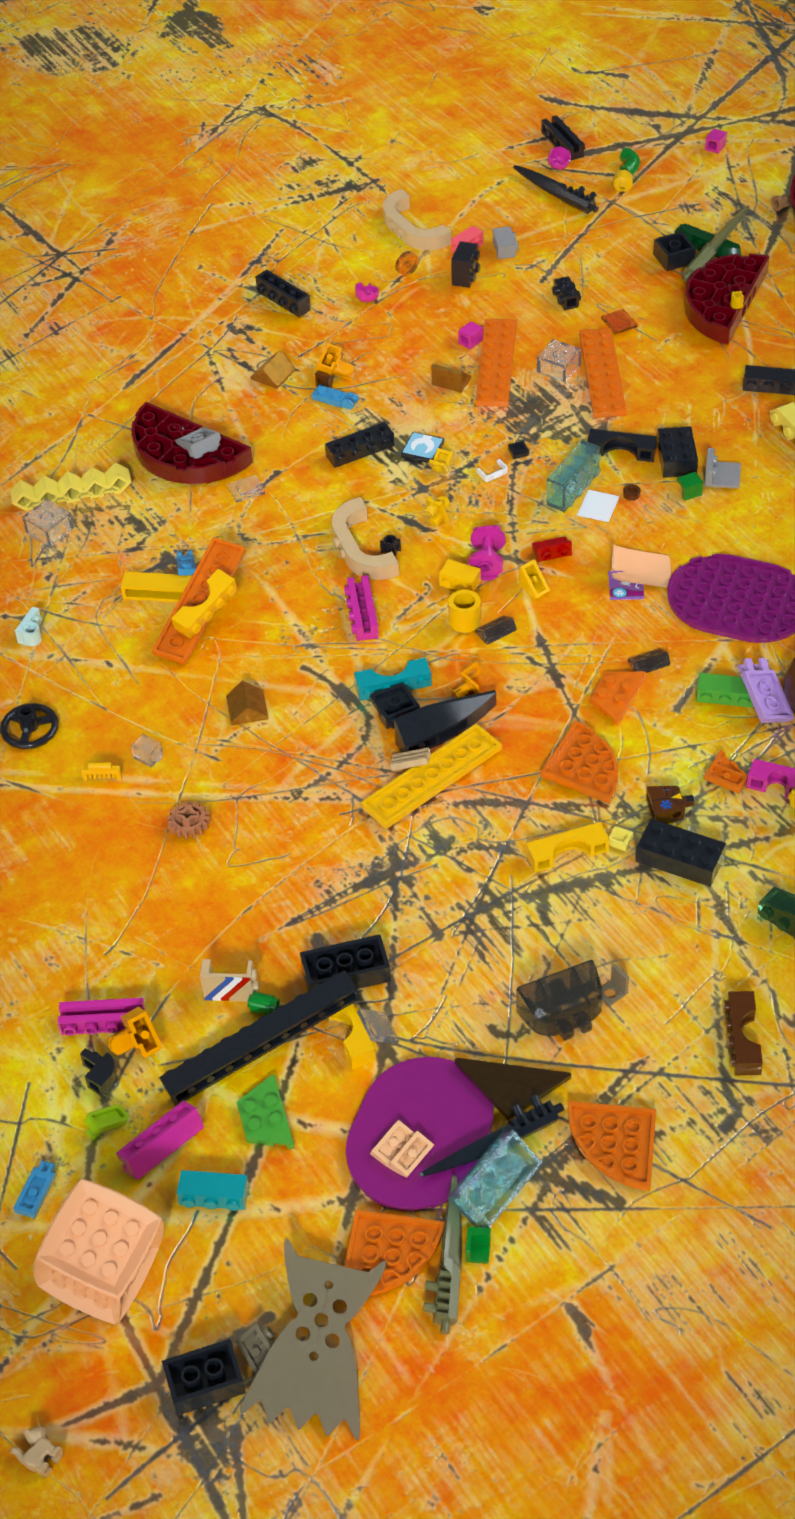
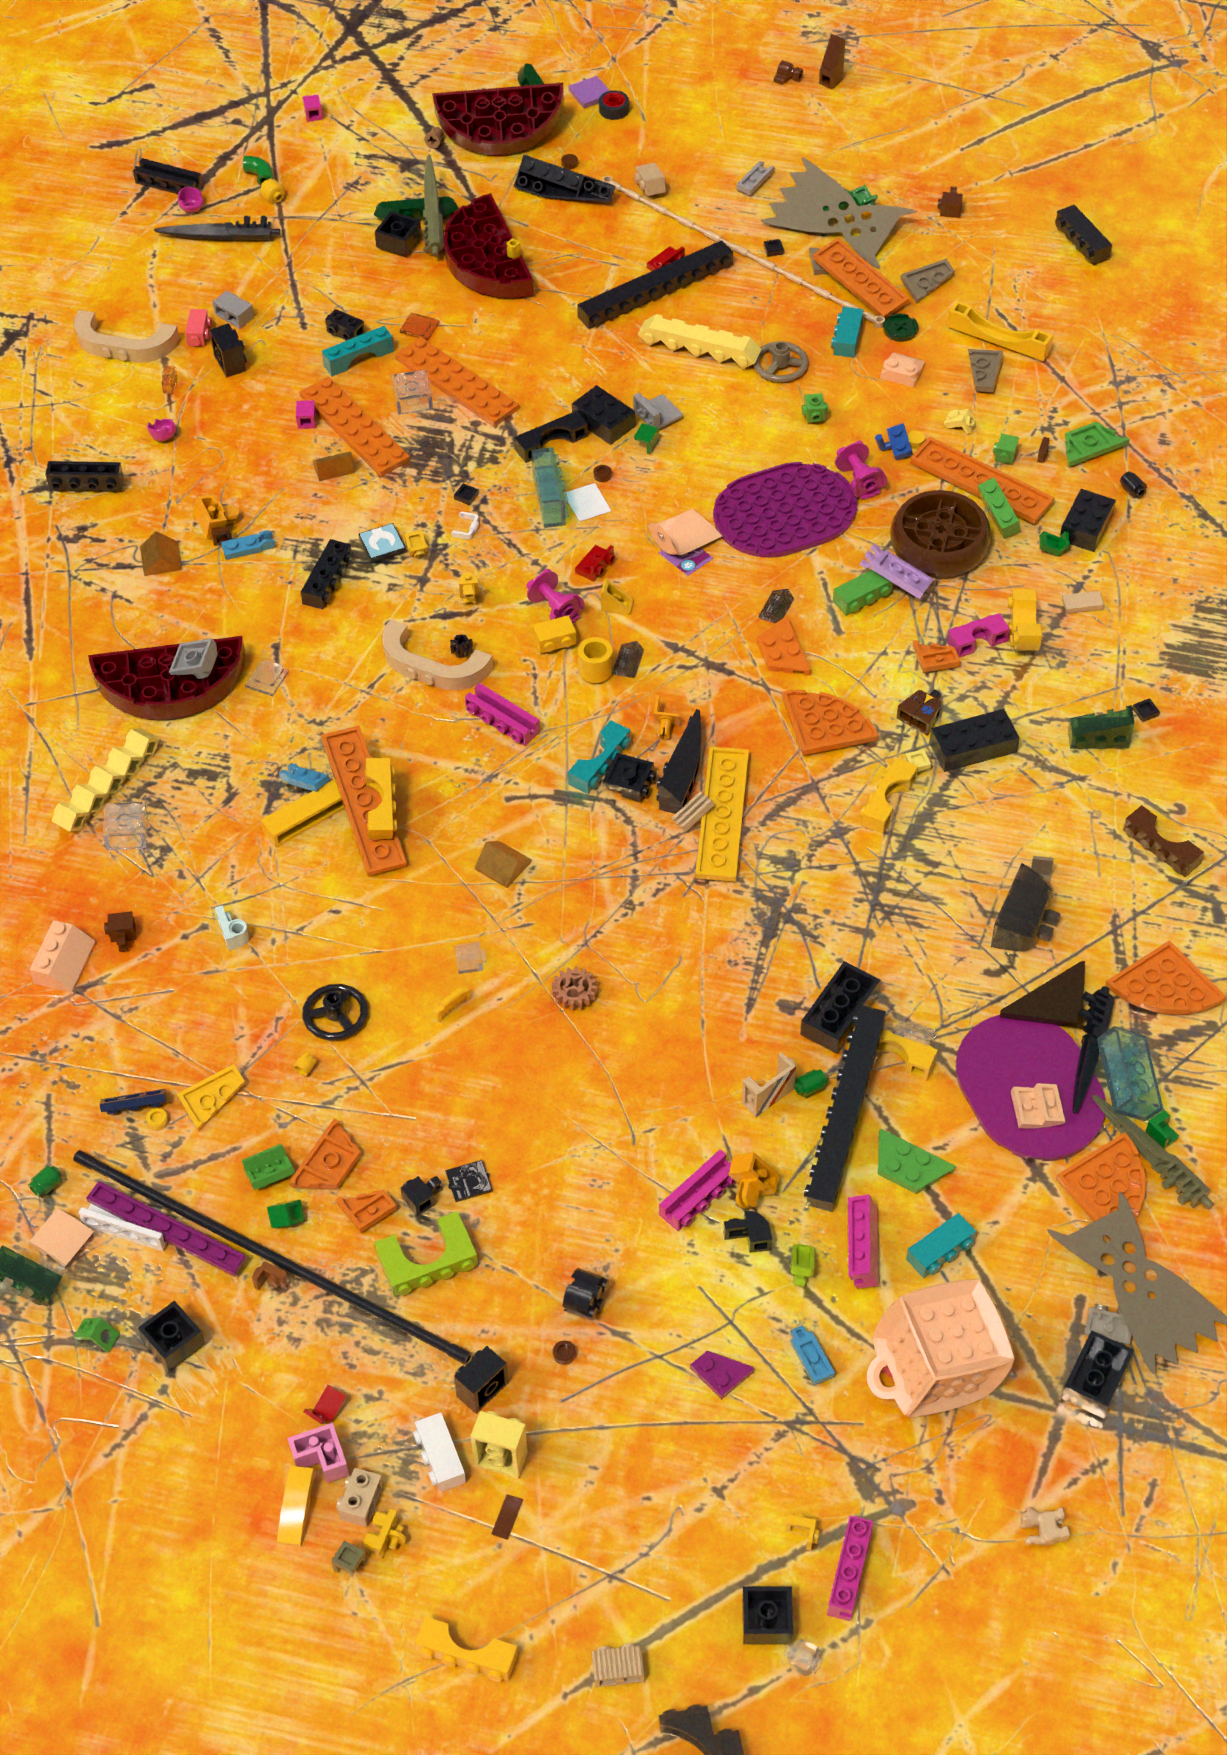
camera: 45 degrees left, 5 degrees up
(572, 313) = (338, 357): none -> teal arch

